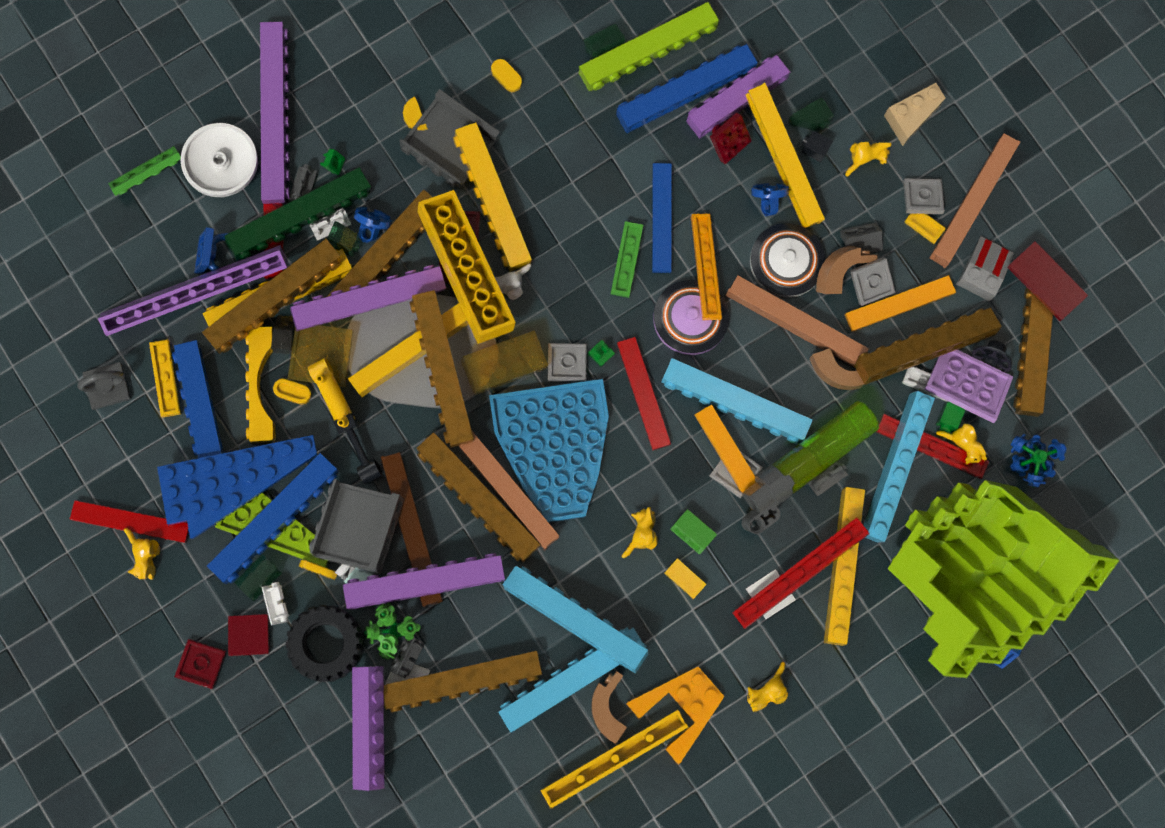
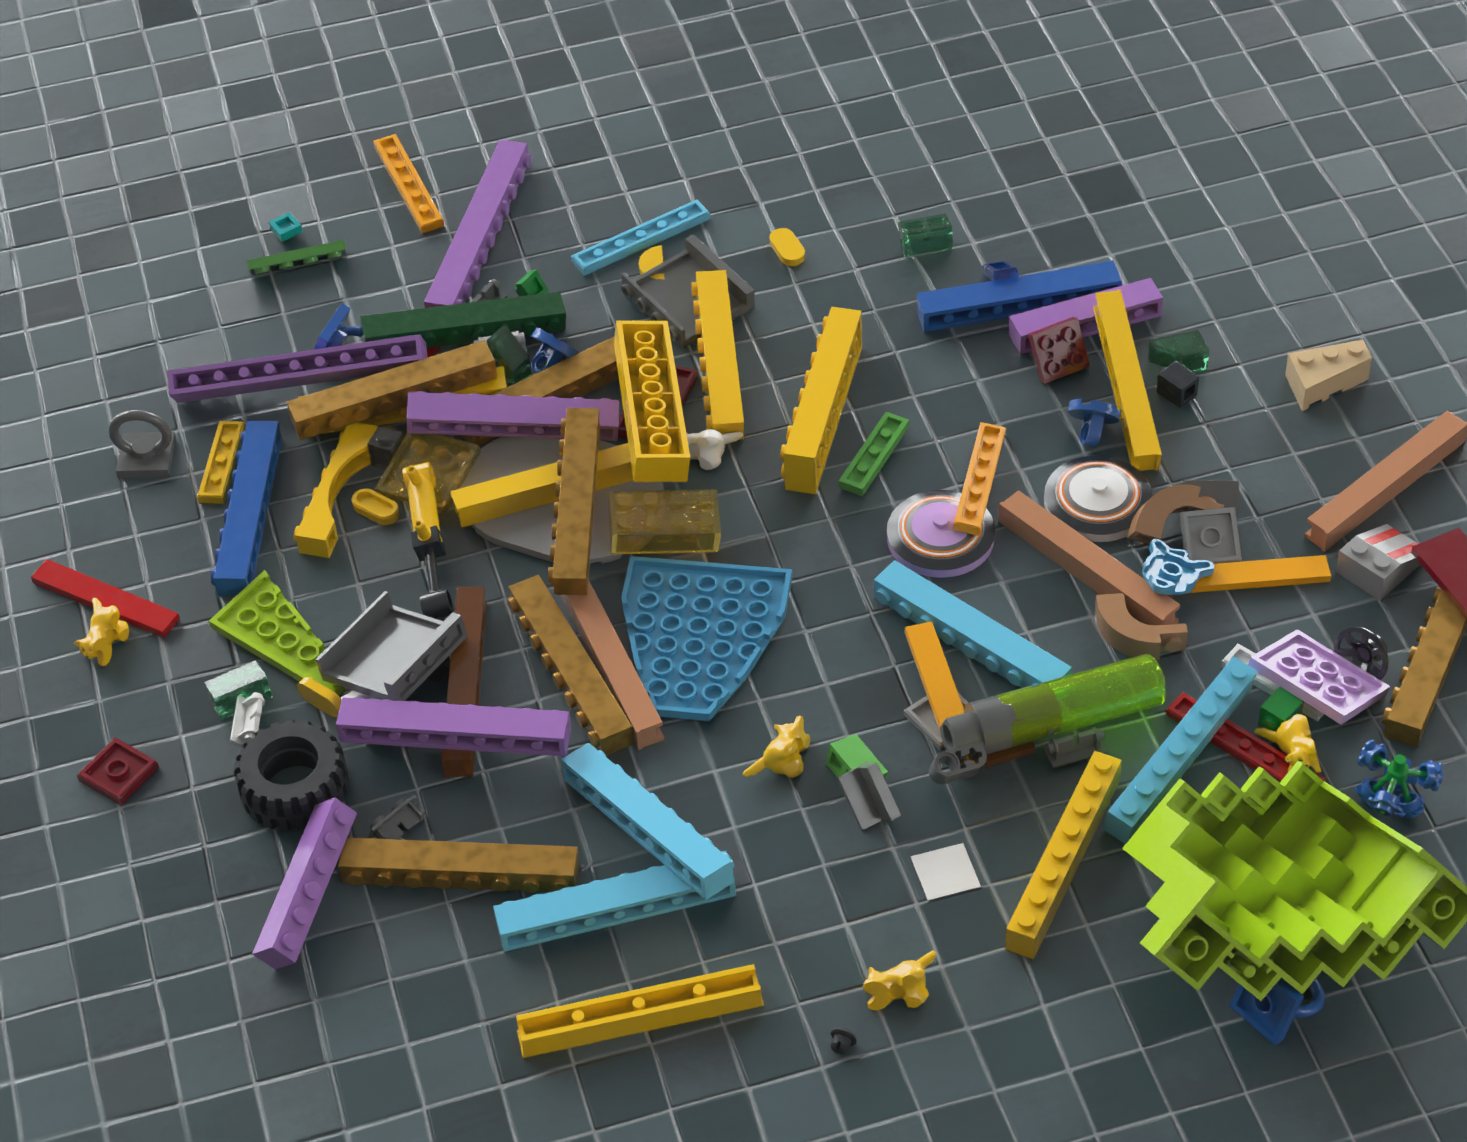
camera: 30 degrees right, 30 degrees down
(124, 143) = (285, 227): none -> teal plate
(201, 74) = (409, 183): none -> light orange tile
(217, 485) = (227, 570): blue wing -> none
(219, 160) = (390, 258): white dish -> none
(248, 635) = (195, 752): dark red tile -> none
(273, 519) = (284, 621): blue brick -> none
(389, 642) = (376, 780): bright green plant -> none
(395, 90) = (640, 237): none -> medium azure tile
(566, 362) = (751, 545): light grey tile -> none
(581, 227) = (821, 400): none -> yellow brick
(600, 710) = (645, 937): medium nougat arch -> none
(601, 353) = (802, 547): green tile -> none
(643, 393) = (844, 603): red tile -> none
(648, 47) = (982, 246): lime brick -> none
(661, 218) = (938, 423): blue tile -> none
(668, 69) = (1000, 270): none -> clear blue tile
(685, 578) = (825, 822): yellow tile -> none
(694, 695) = (784, 960): light orange wing -> none
(710, 557) = (868, 795): none -> dark grey panel
(745, 741) = (842, 1040): none -> black piece
(801, 573) = (993, 837): red plate -> none
(854, 319) = (1171, 570): none -> dark azure tile
(864, 152) = (1244, 401): yellow animal -> none
(923, 196) = (1314, 463): light grey tile -> none
(925, 226) = (1304, 494): yellow tile -> none
(927, 346) = (1264, 616): pearl gold brick -> none

